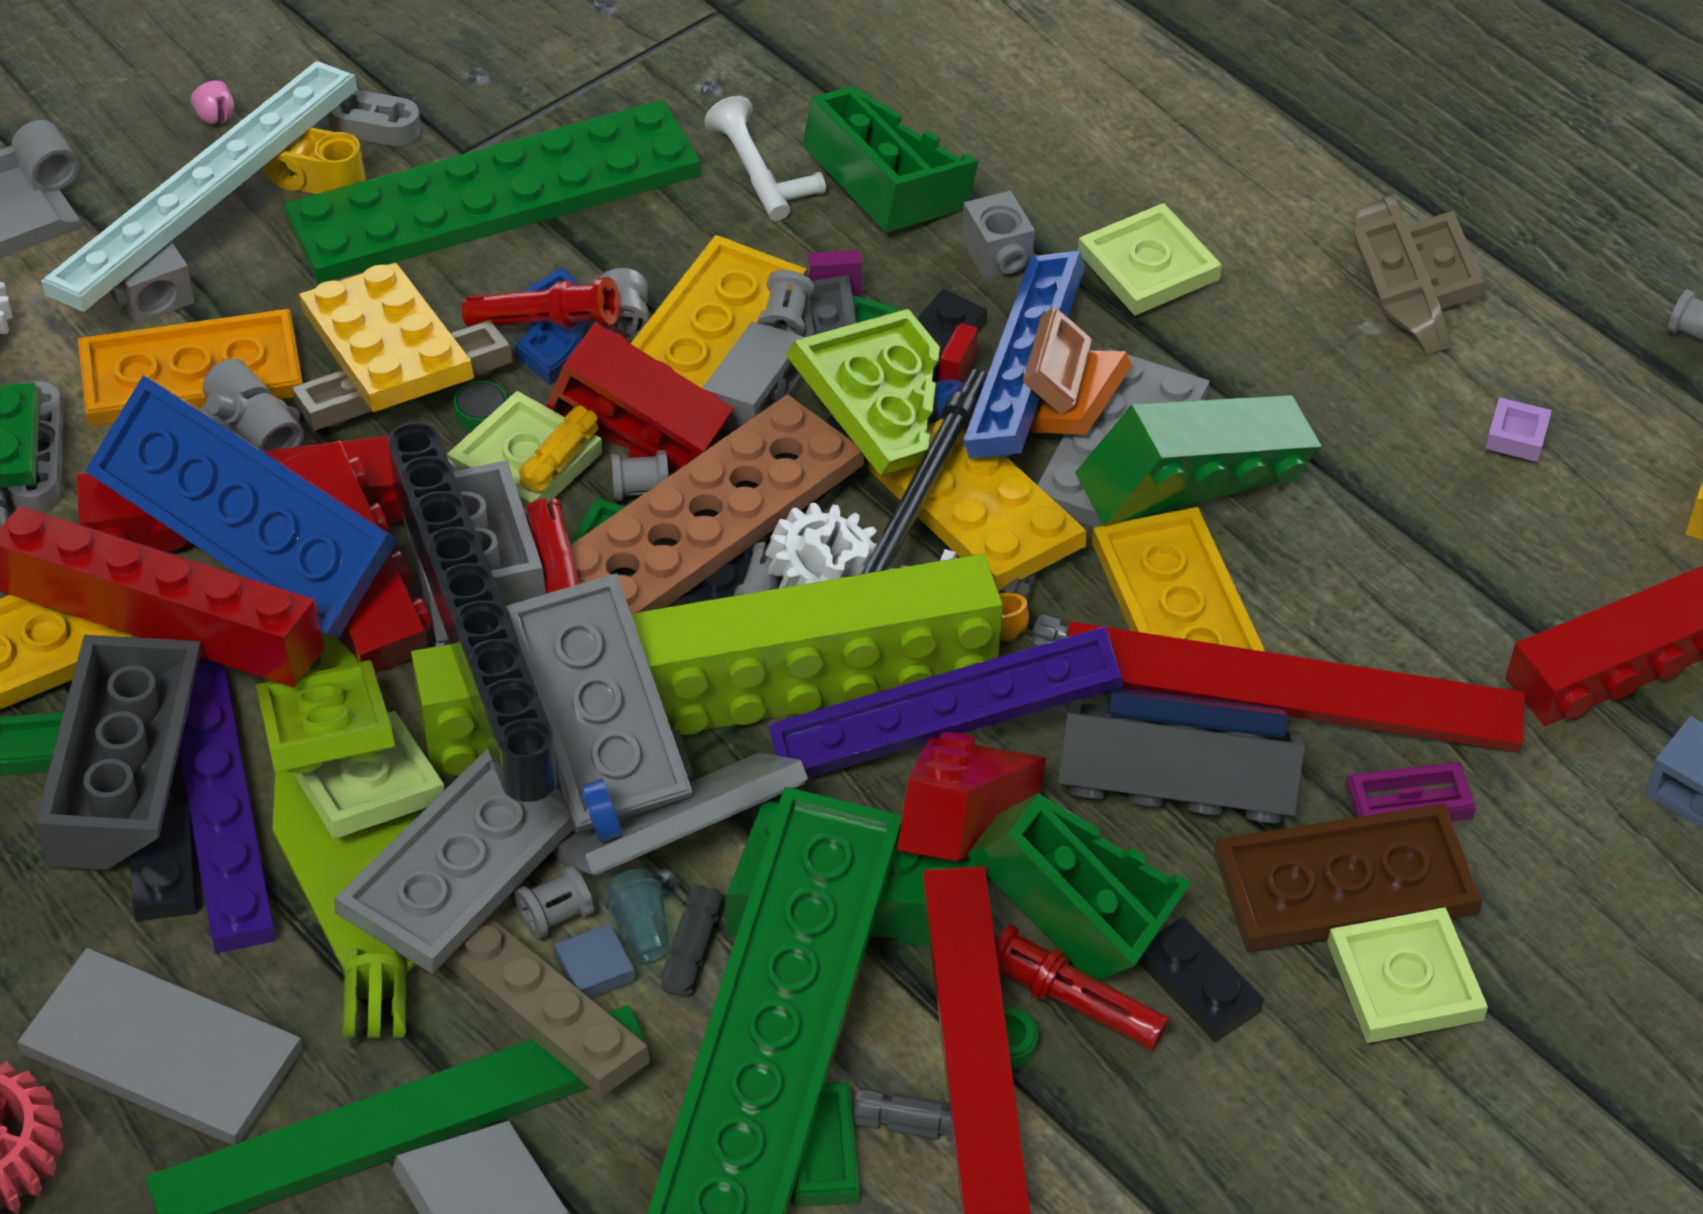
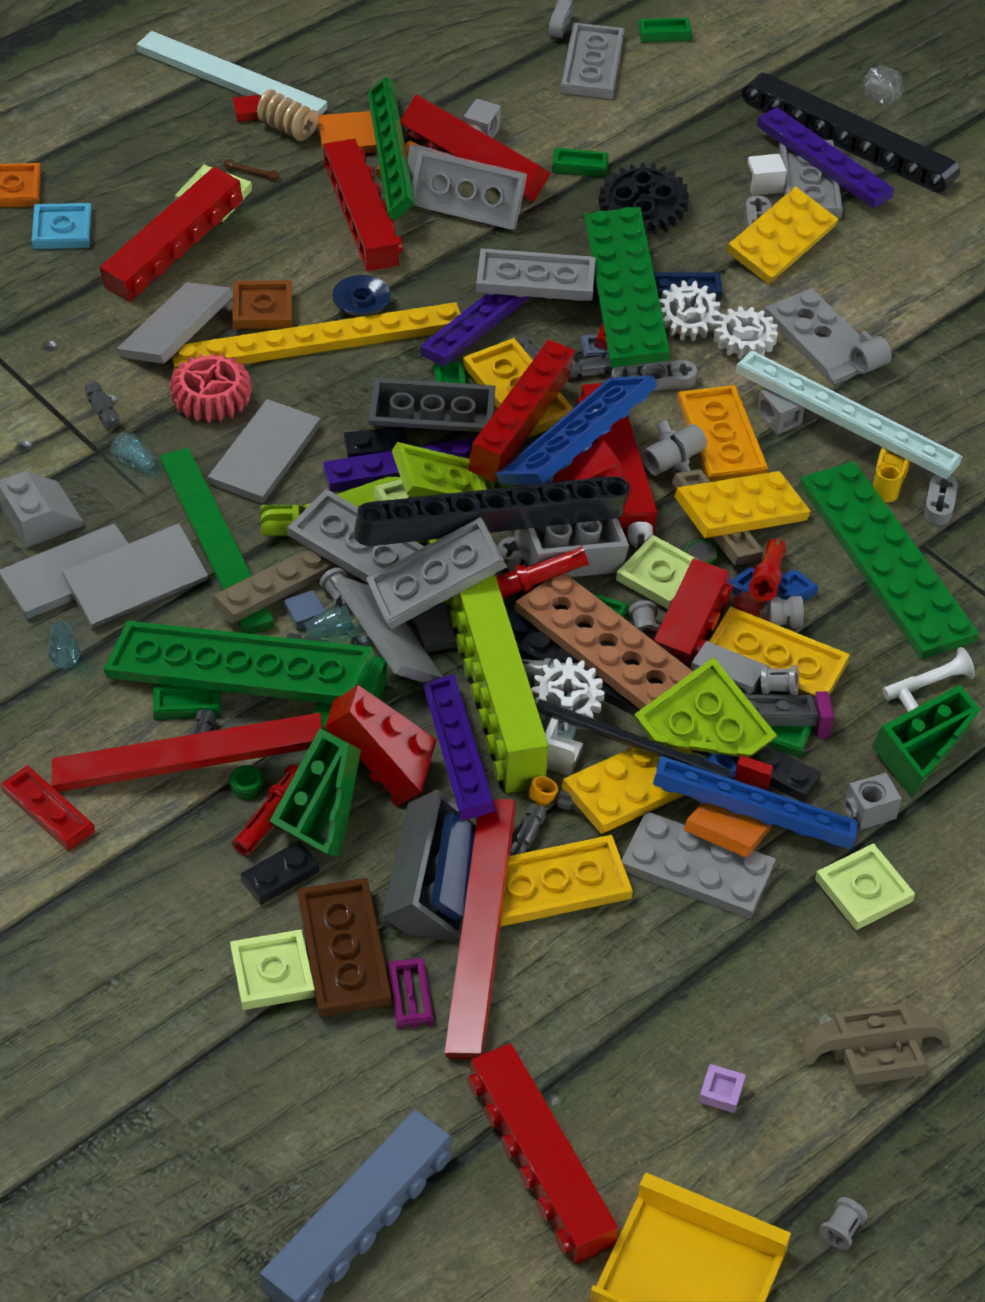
camera: 90 degrees right, 0 degrees up
(213, 102) = (936, 425): bright pink hinge -> none
(558, 449) = (651, 576): yellow axle -> none
(601, 810) = (364, 578): blue tile -> none
(1057, 360) = (734, 807): nougat tile -> none
(1195, 453) = (665, 884): green wedge -> none

